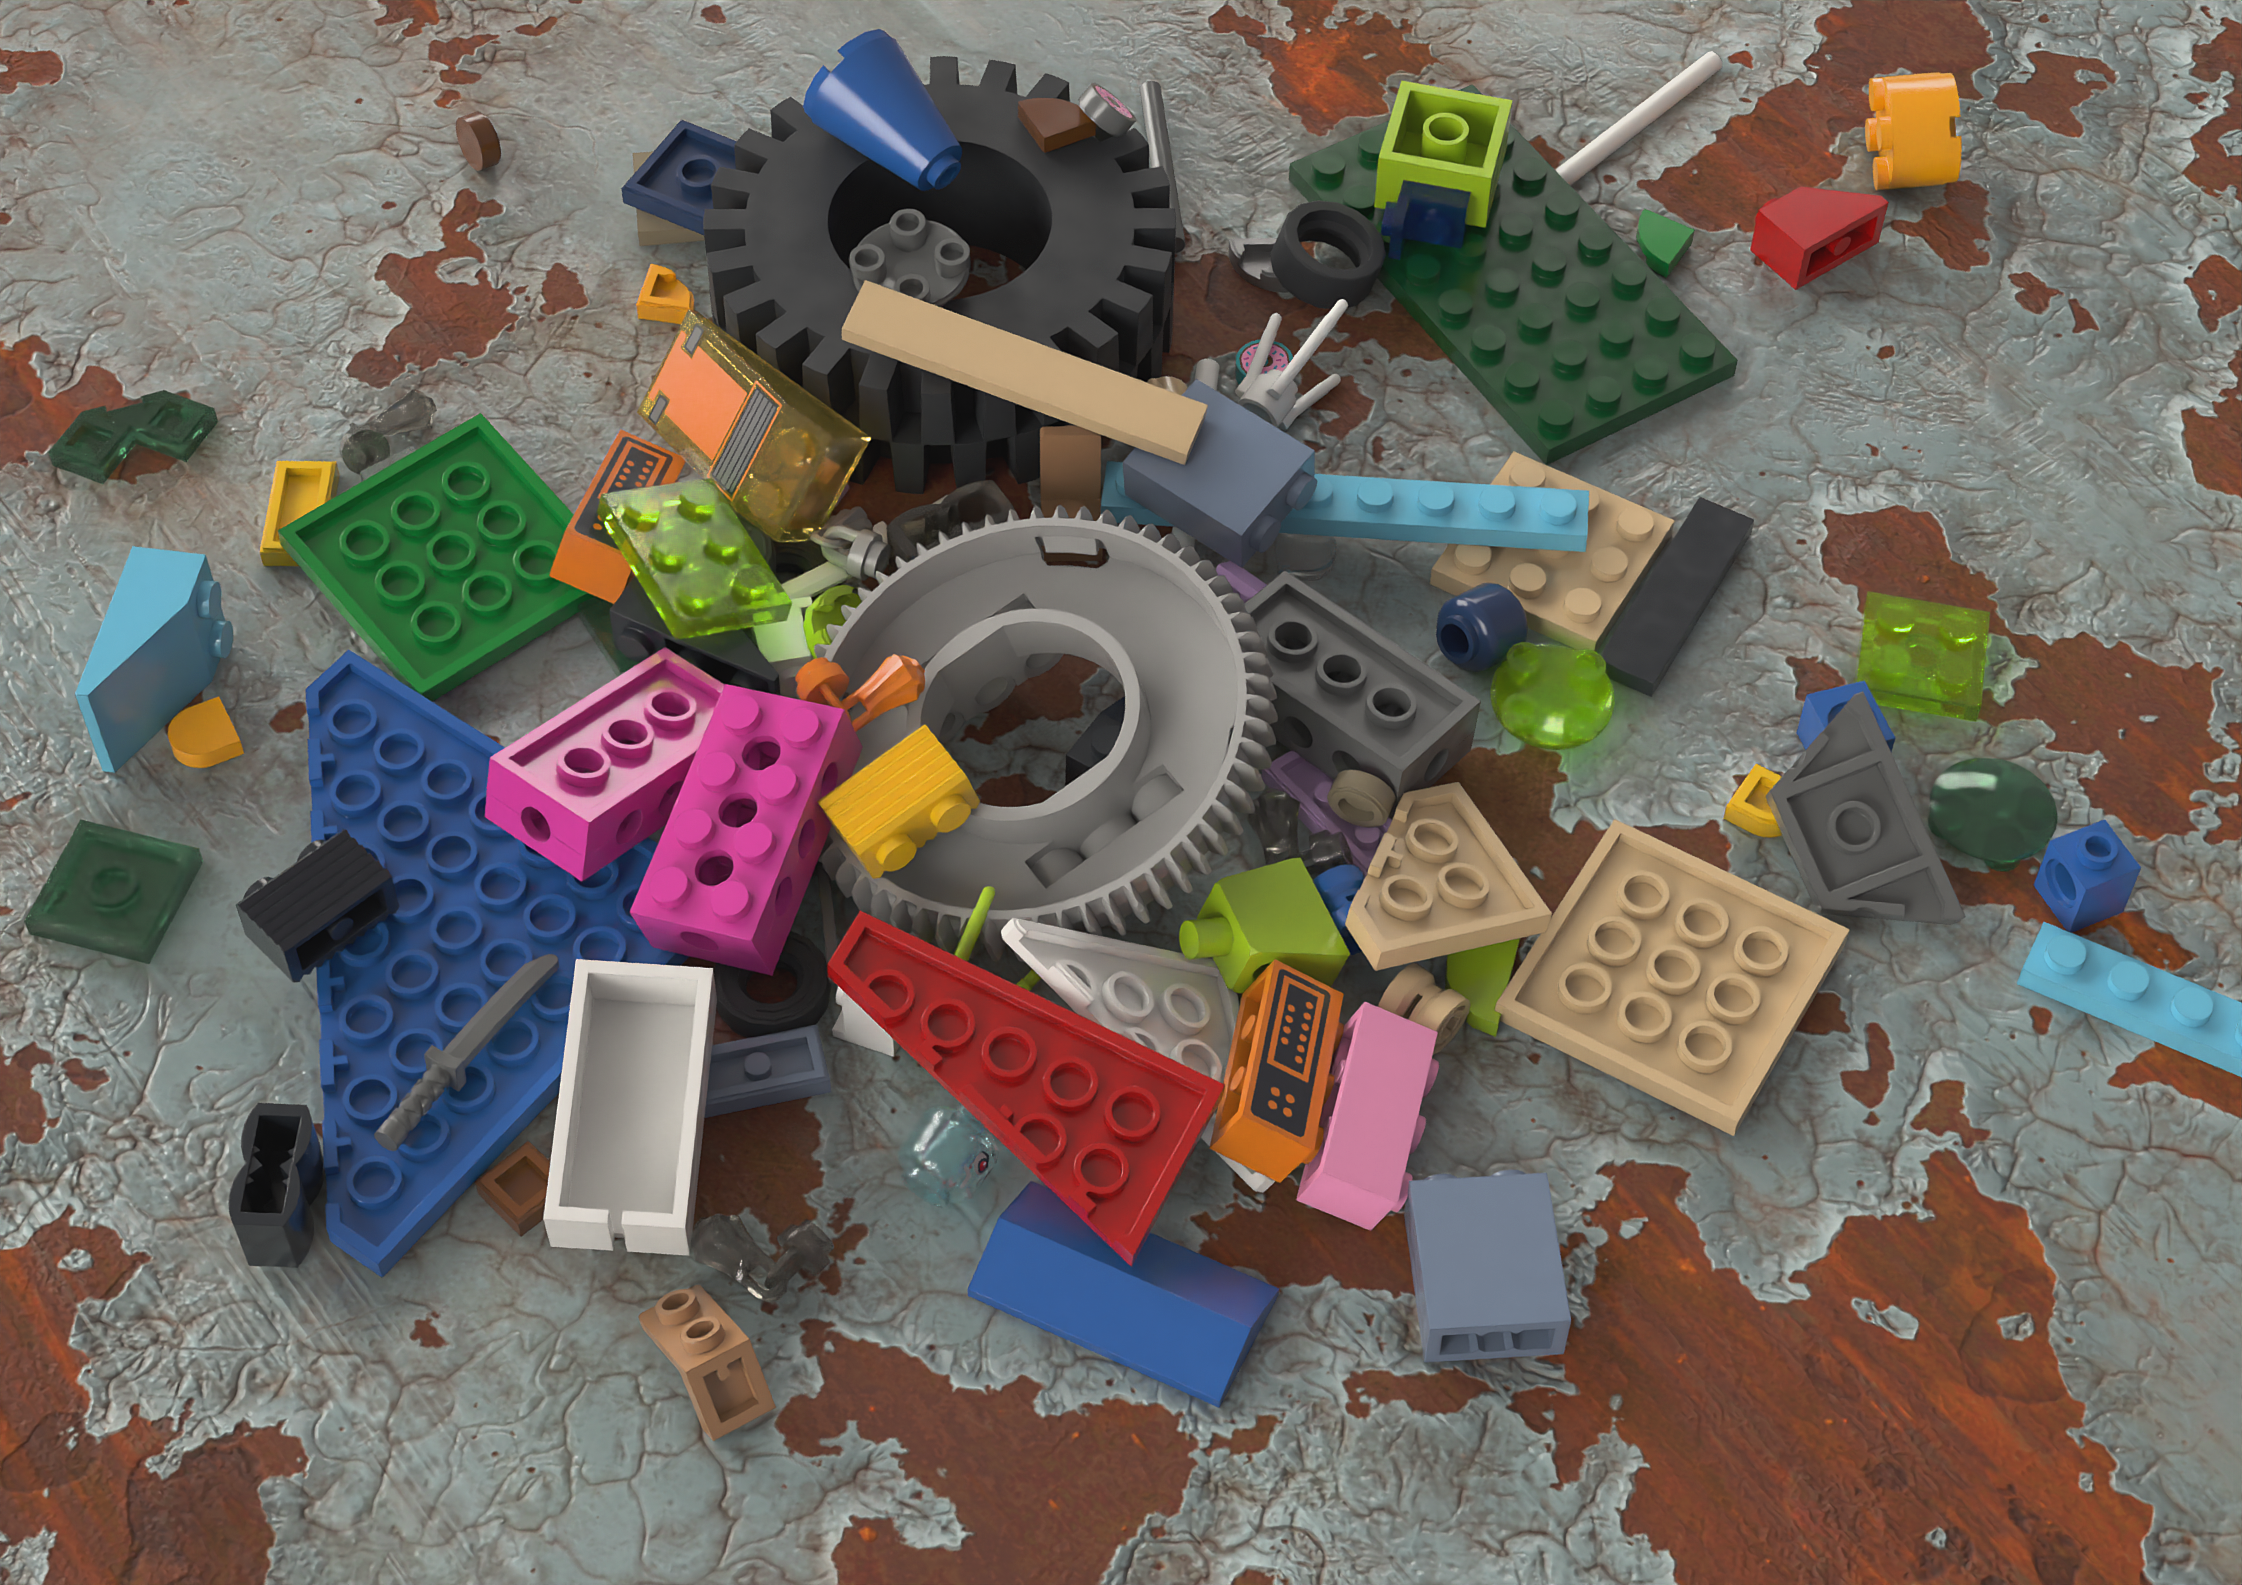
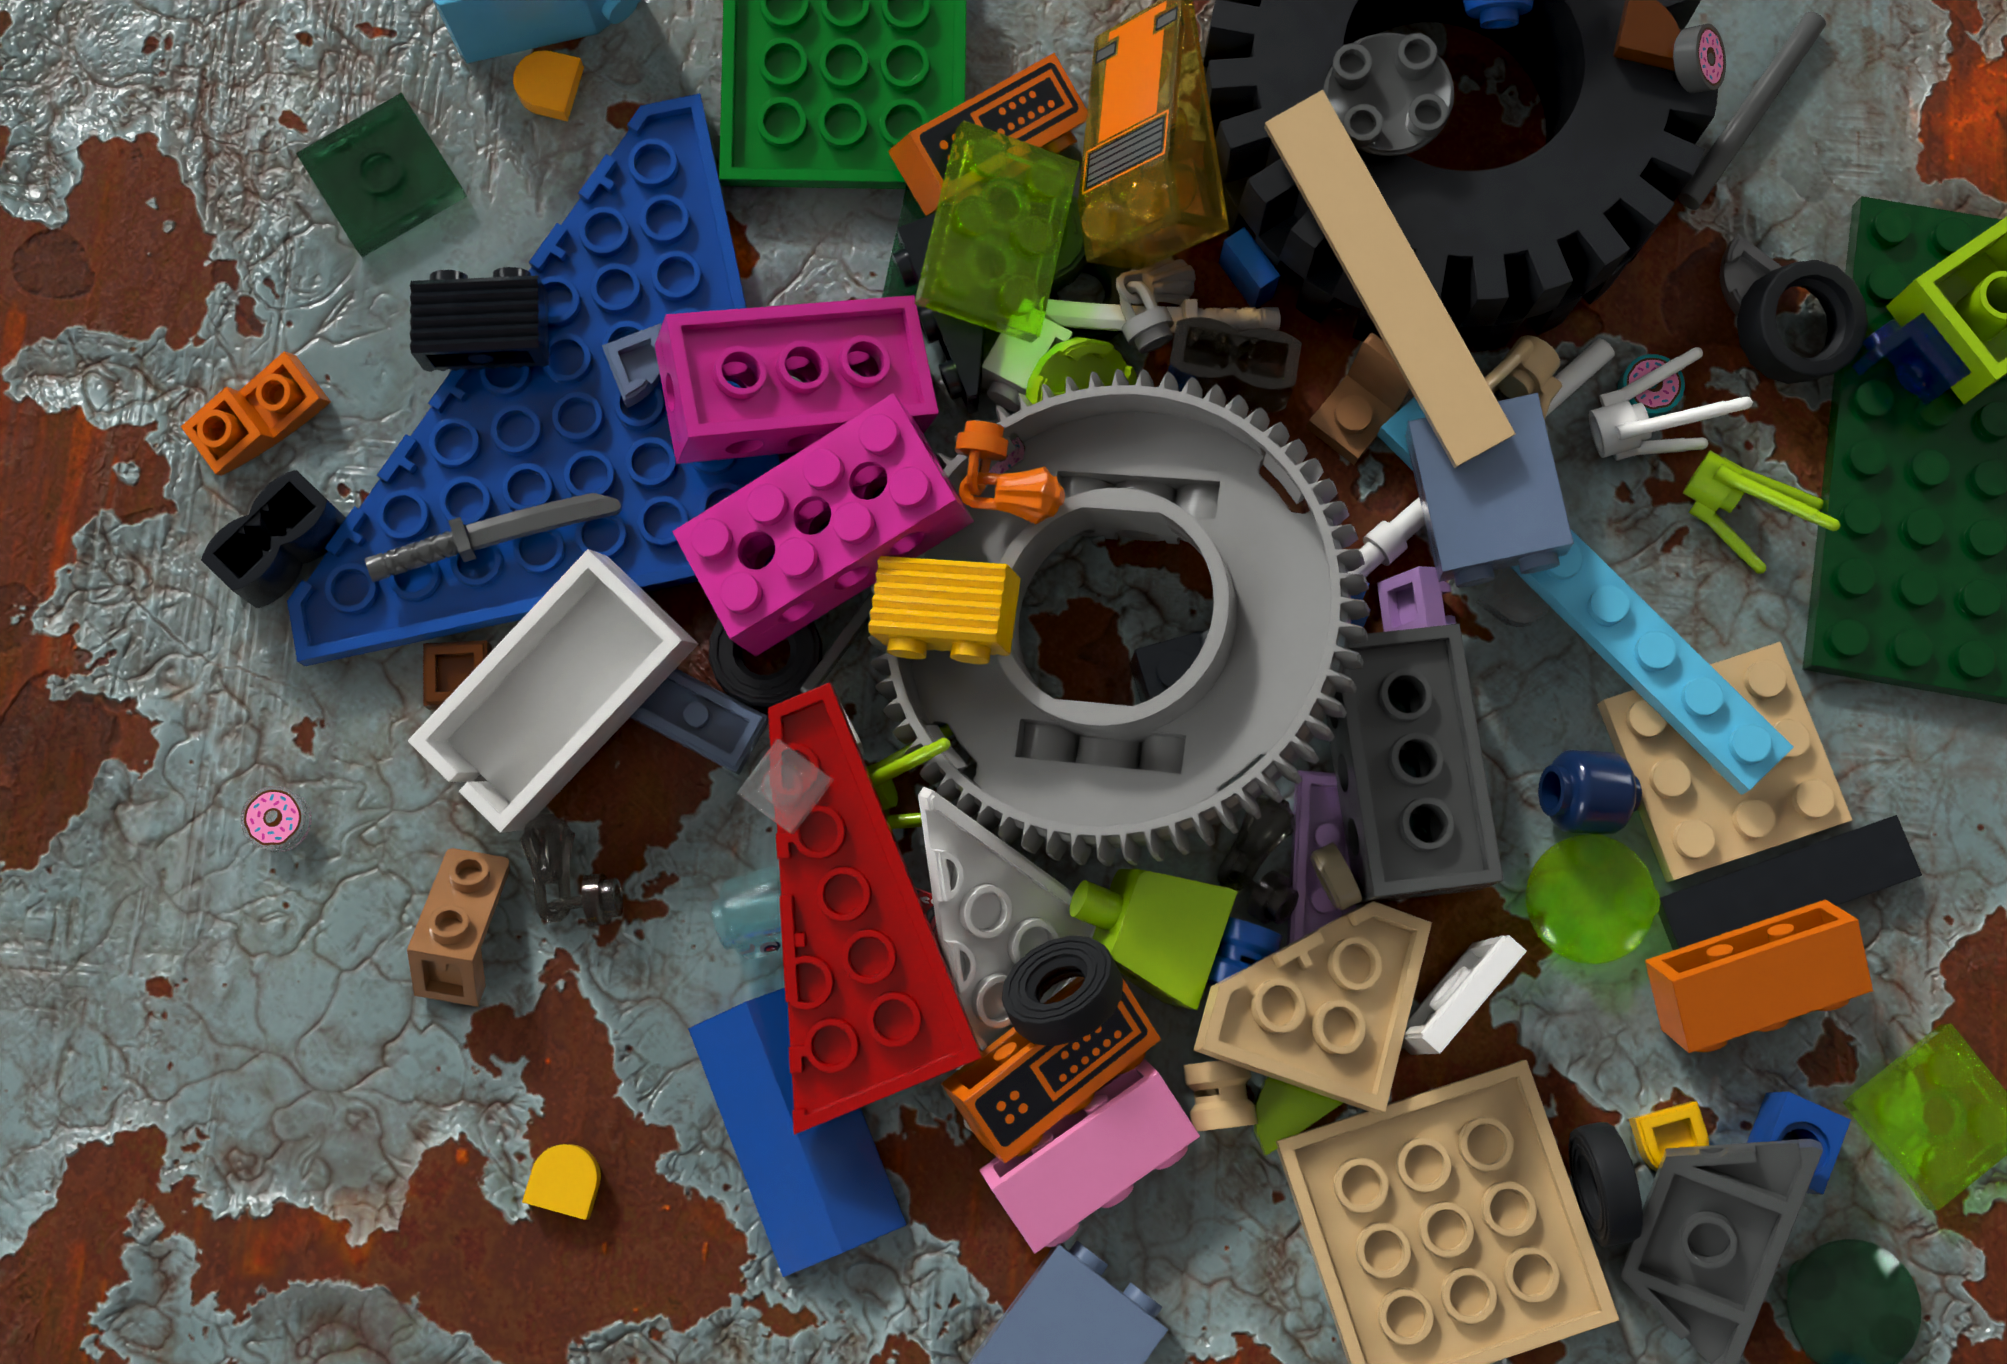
camera: 40 degrees right, 25 degrees up
(165, 1128) = (261, 414): none -> orange slope
(464, 1405) = (275, 819): none -> tile
(474, 853) = (634, 364): none -> sand blue tile
(894, 1002) = (785, 786): none -> clear plate
(899, 480) = (1249, 268): none -> blue tile
(975, 1474) = (564, 1181): none -> yellow tile
(1268, 985) = (1075, 1015): none -> black tyre
(1376, 386) = (1723, 483): none -> lime plant
(1525, 795) = (1460, 994): none -> white tile
(1714, 651) = (1759, 976): none -> orange brick
(1761, 828) = (1605, 1184): none -> black tyre

